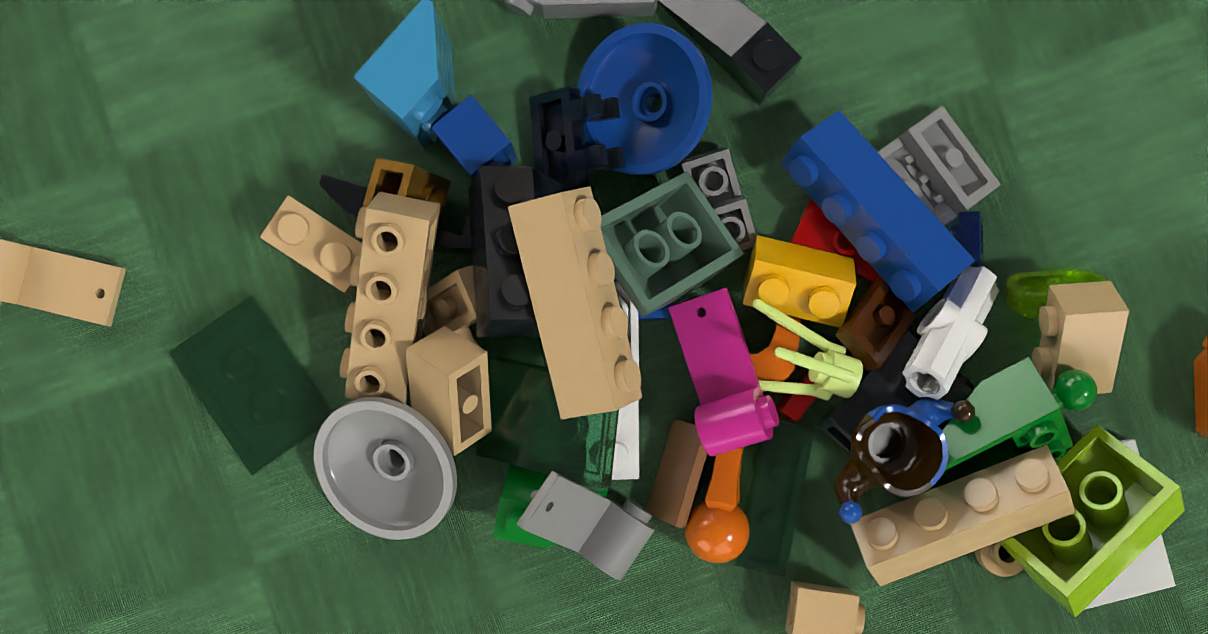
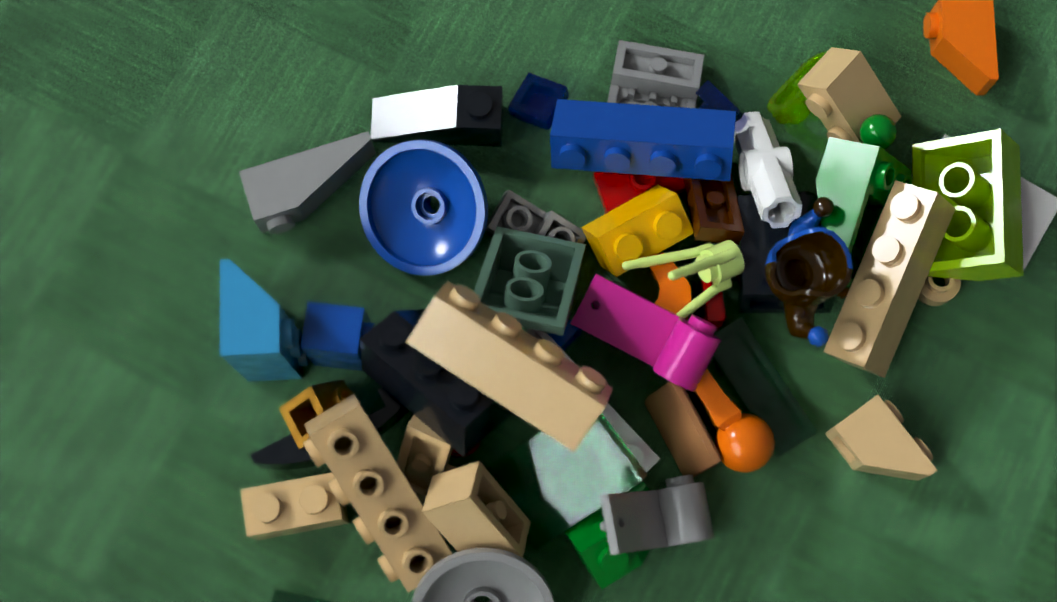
camera: 45 degrees left, 10 degrees down
(560, 136) = (388, 281): black plate -> none
(823, 94) = (537, 101): none -> clear blue plate

